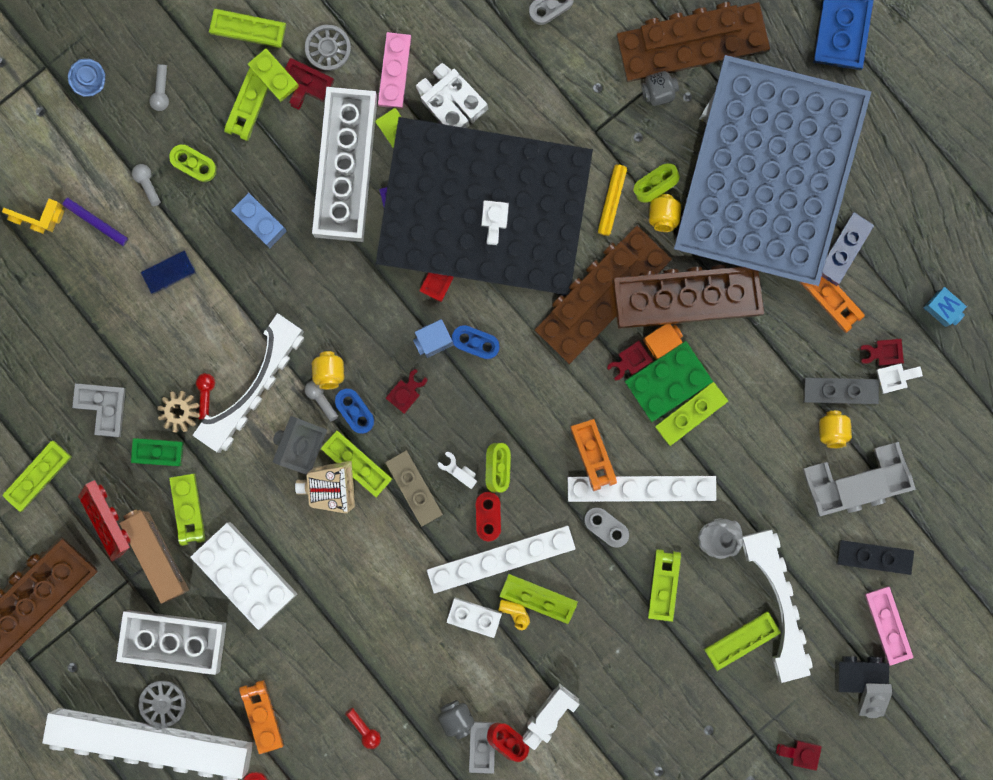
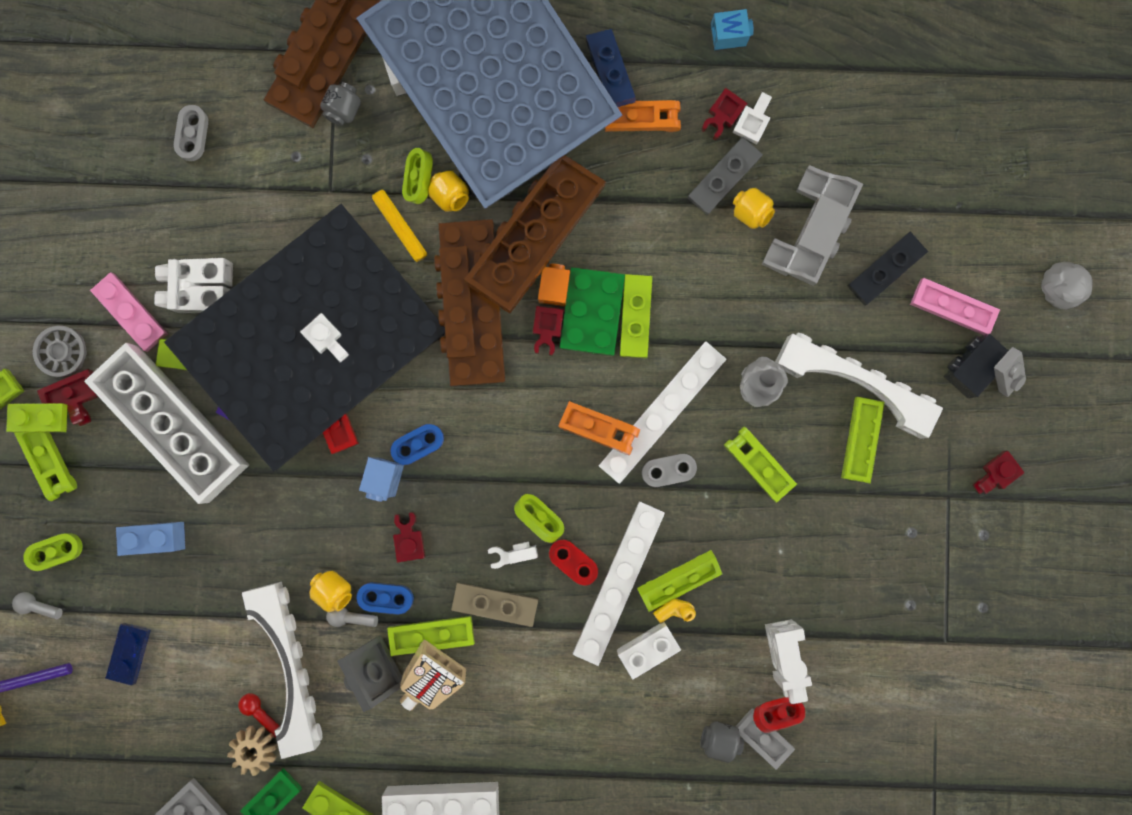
camera: 50 degrees left, 0 degrees up
(971, 689) = (1066, 285): none -> light grey hair

